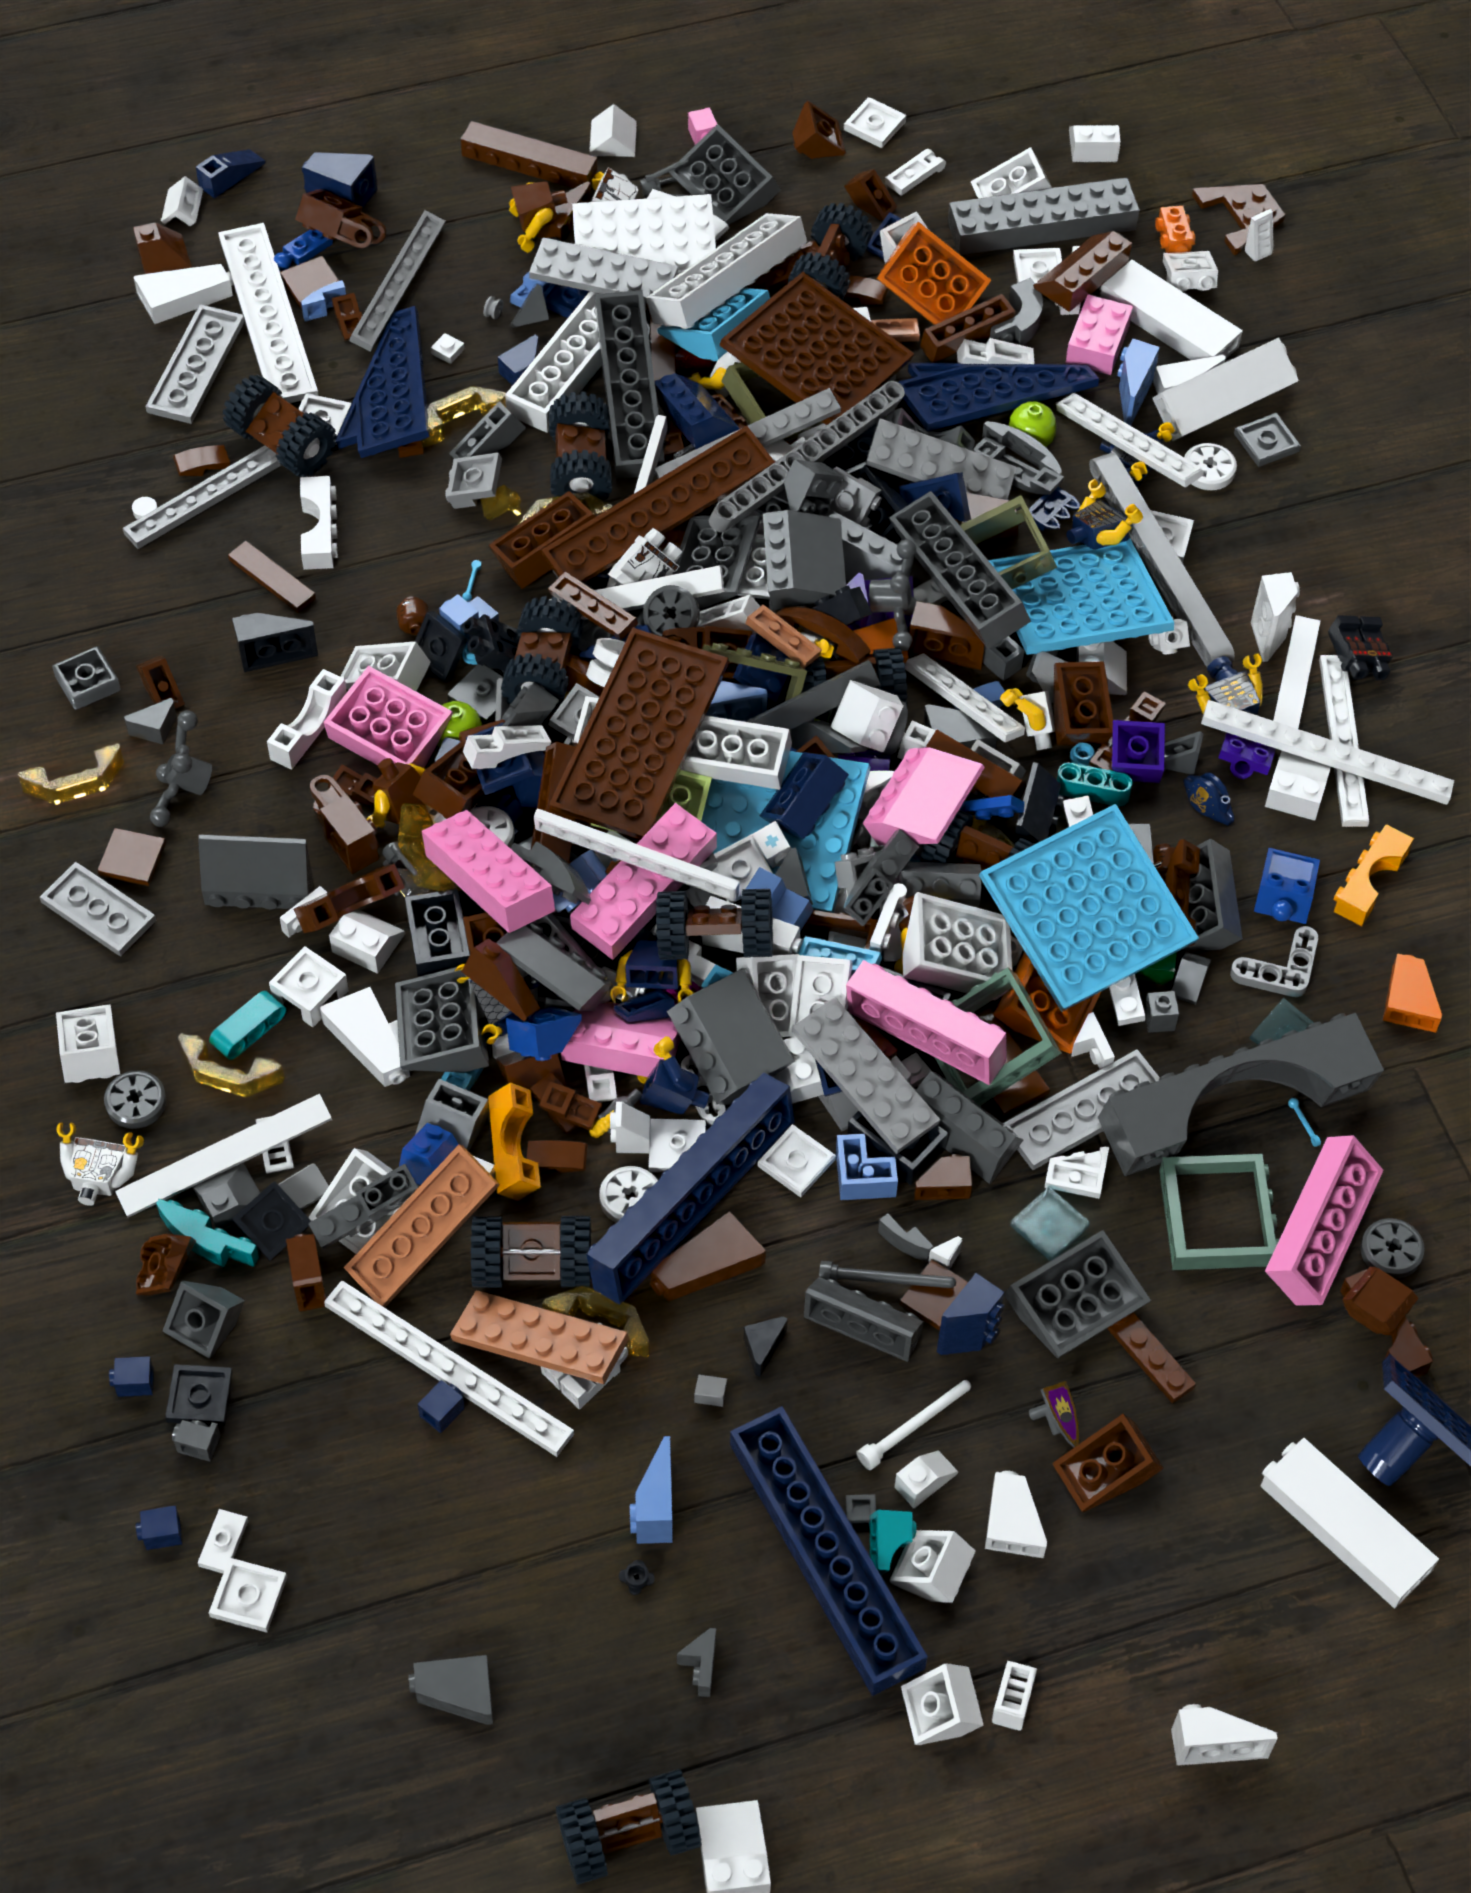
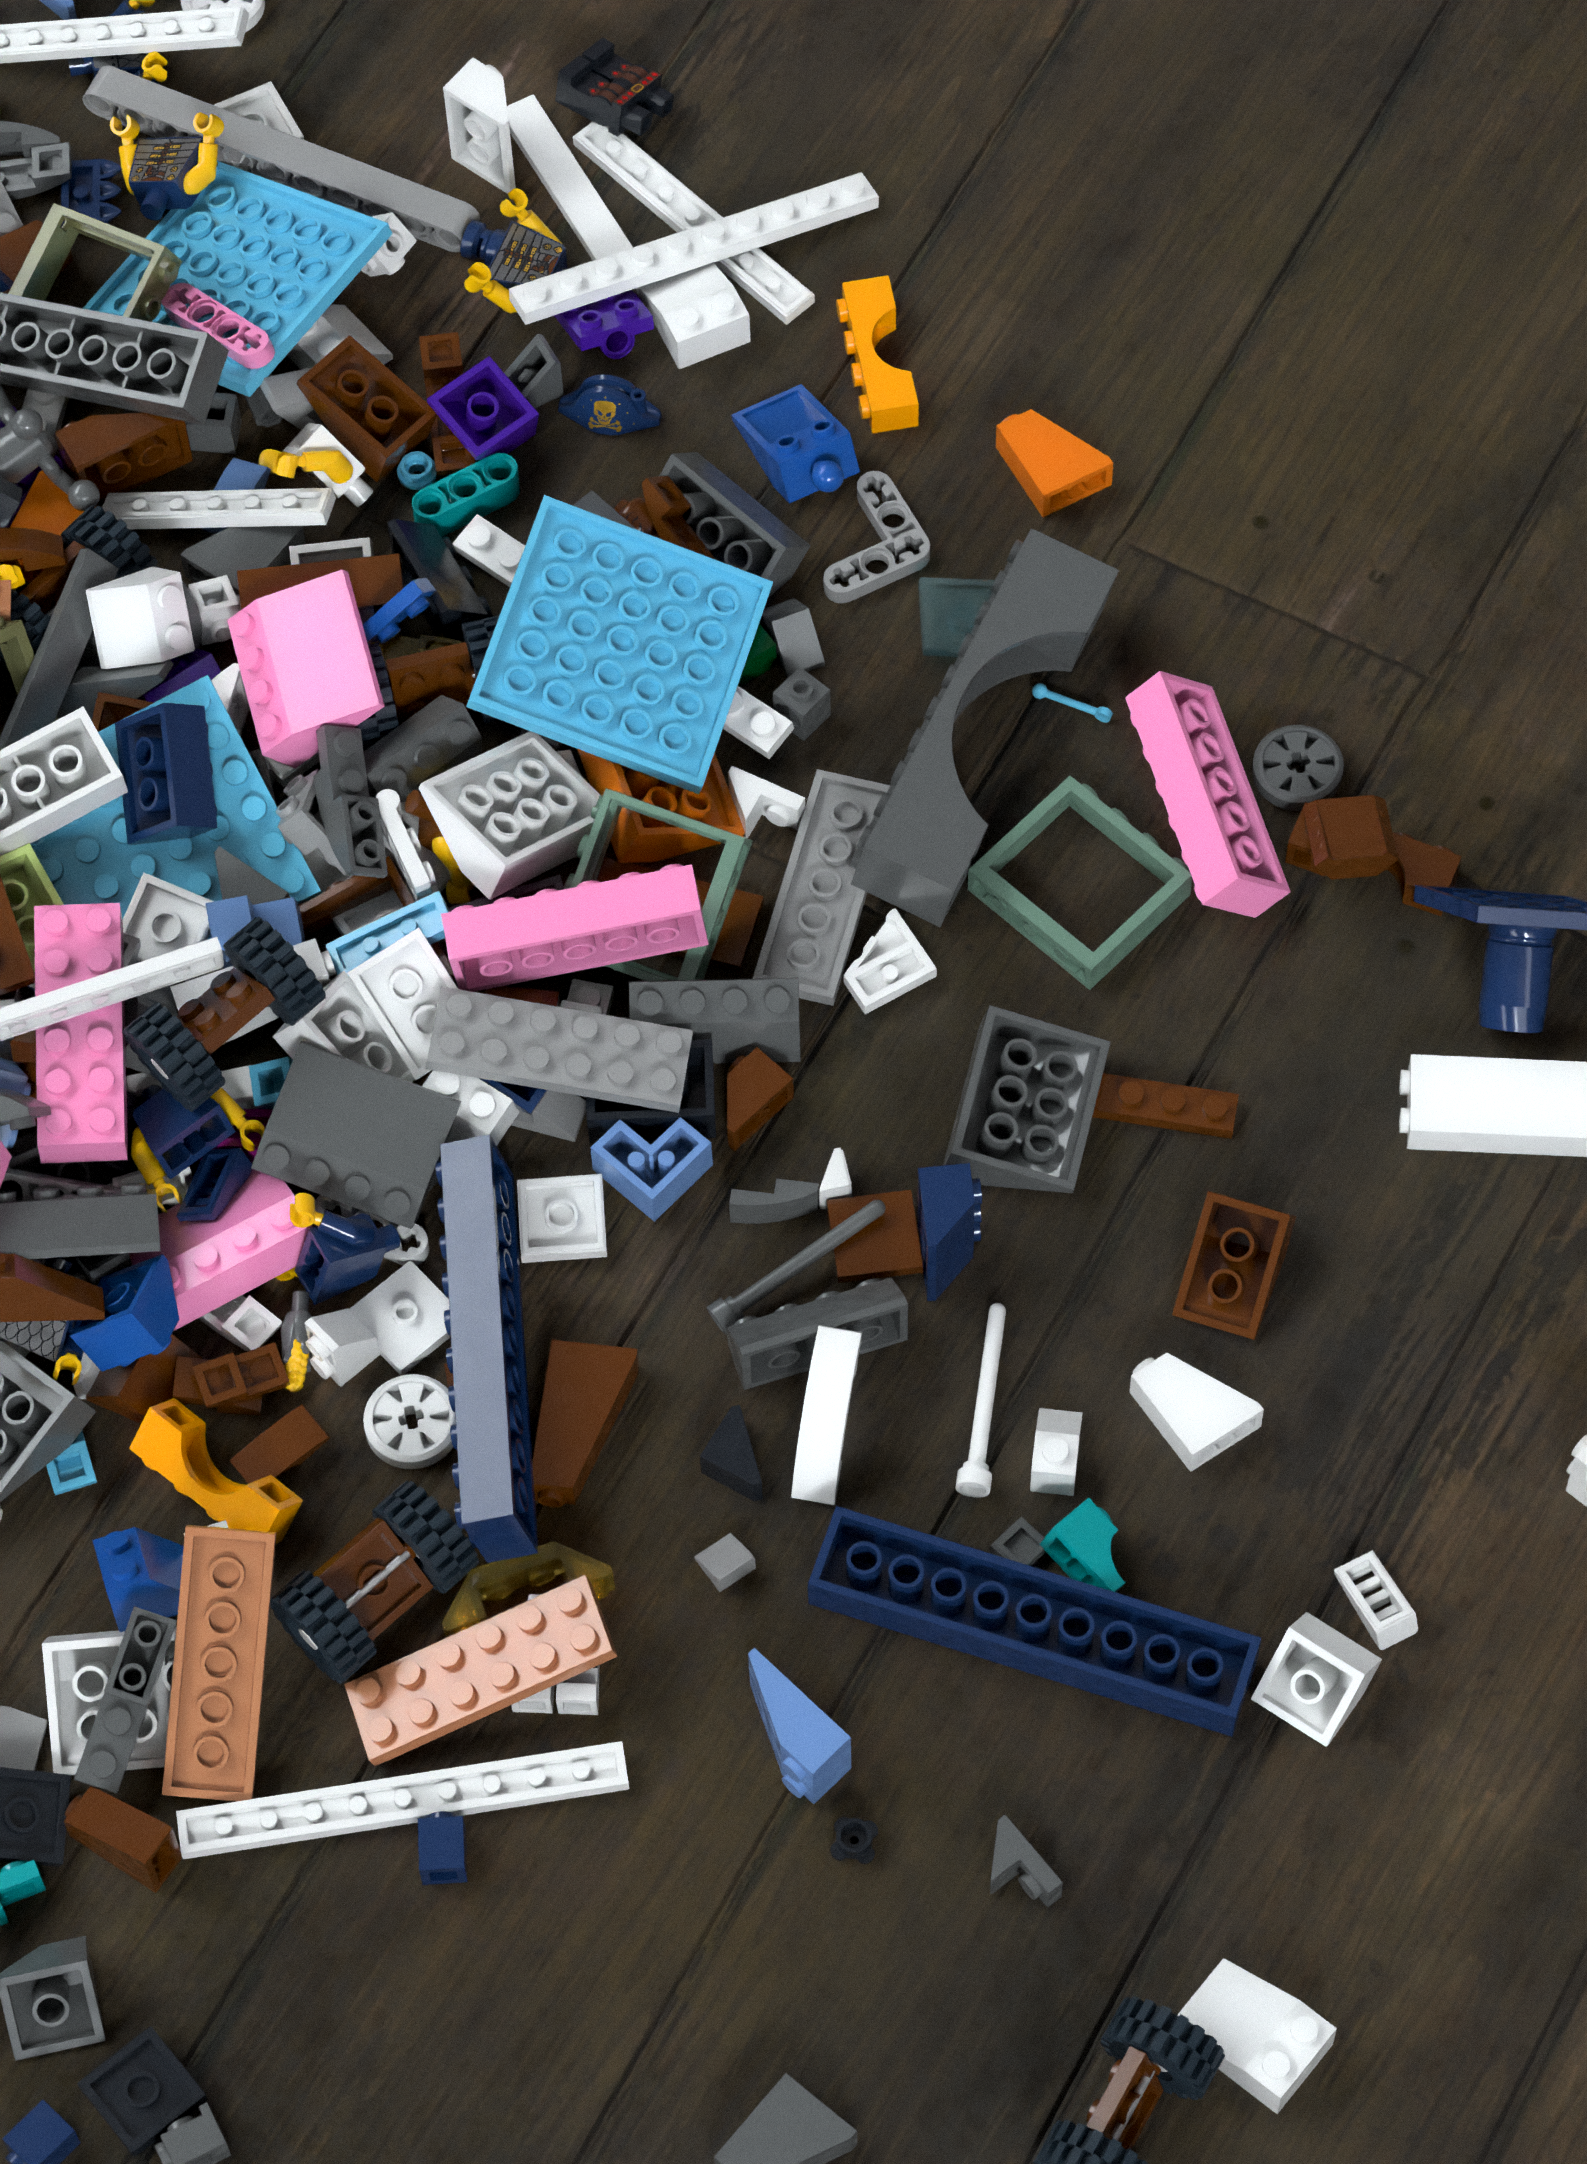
camera: 40 degrees left, 5 degrees up
(455, 1112) = (108, 1500): dark grey slope -> none
(772, 844) = (184, 864): white brick -> none
(821, 1356) = (825, 1414): none -> white slope
(933, 1565) = (1161, 1537): white slope -> none
(1044, 609) = (223, 320): none -> bright pink beam
(1050, 1223) = (913, 1050): clear light blue plate -> none
(1059, 1412) = (1129, 1254): shield -> none

